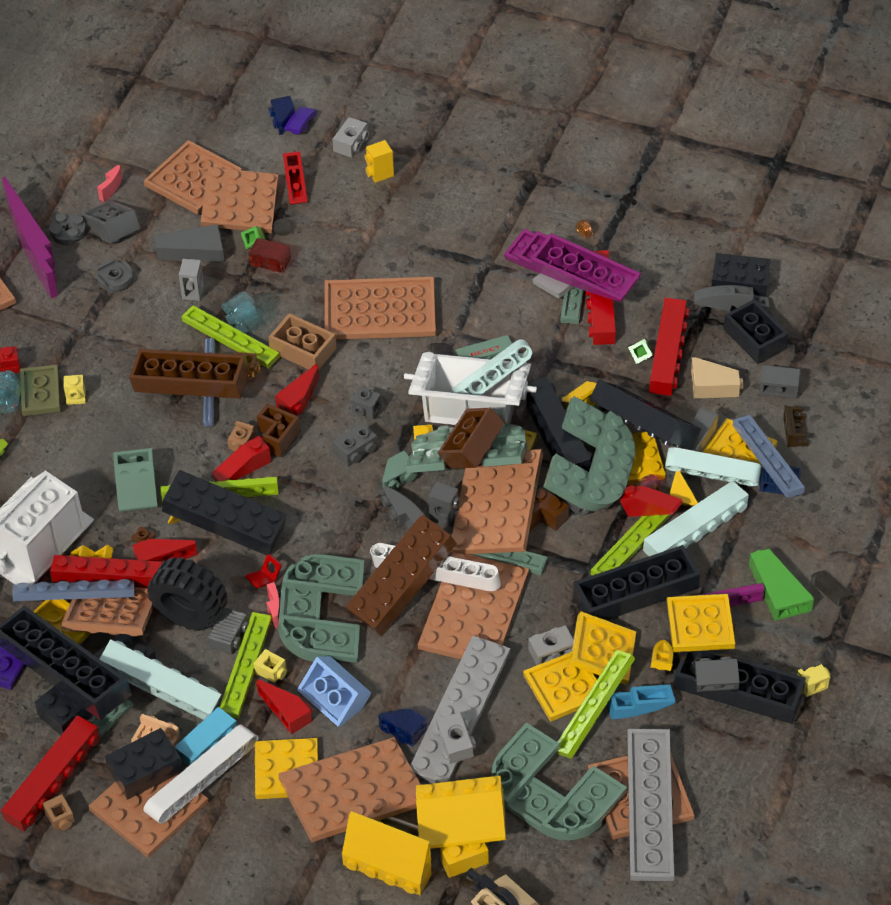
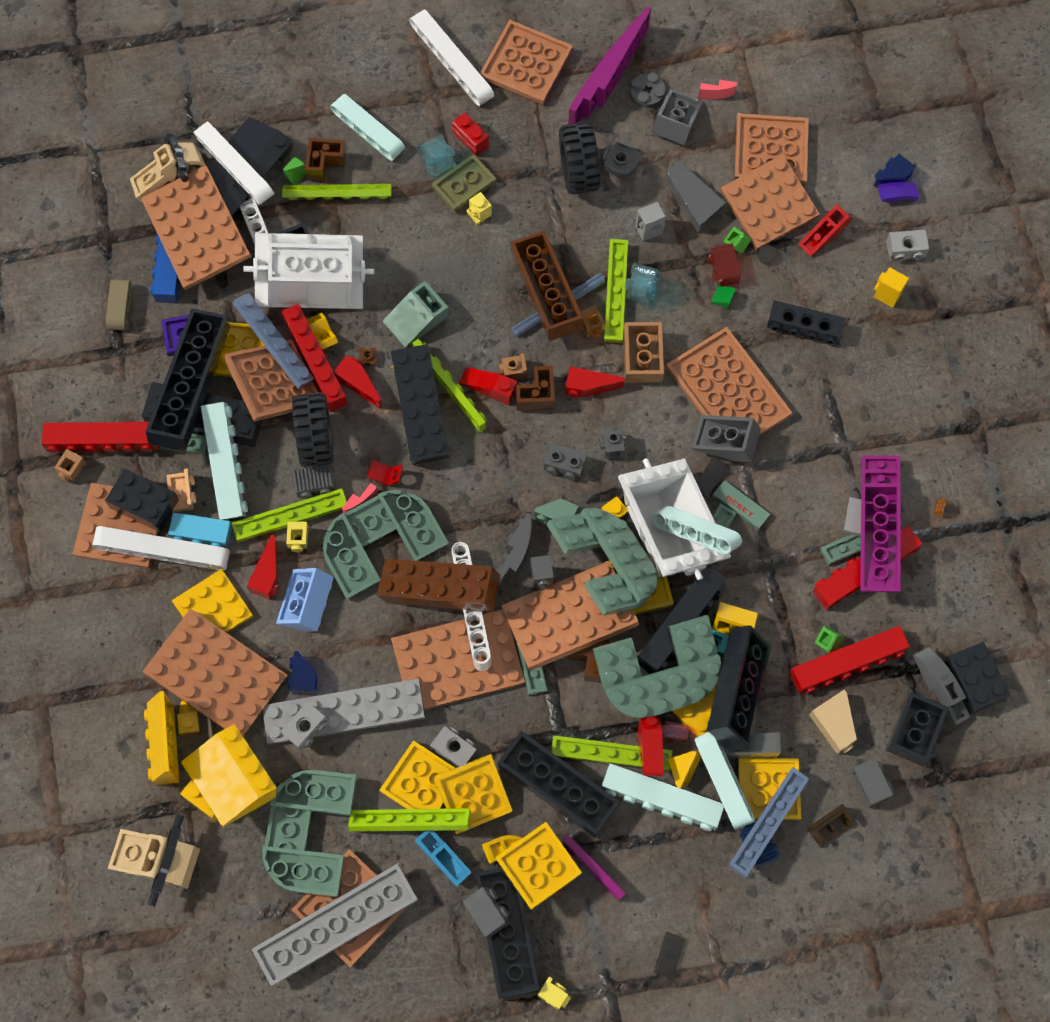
camera: 55 degrees right, 20 degrees up
(97, 290) = (579, 158): none -> black tyre
(295, 271) = (723, 296): none -> green slope
(363, 230) = (814, 318): none -> black brick
(423, 323) = (727, 437): none -> dark grey slope
(471, 438) = (600, 558): reddish brown brick -> none
(782, 590) = (635, 910): bright green slope -> none

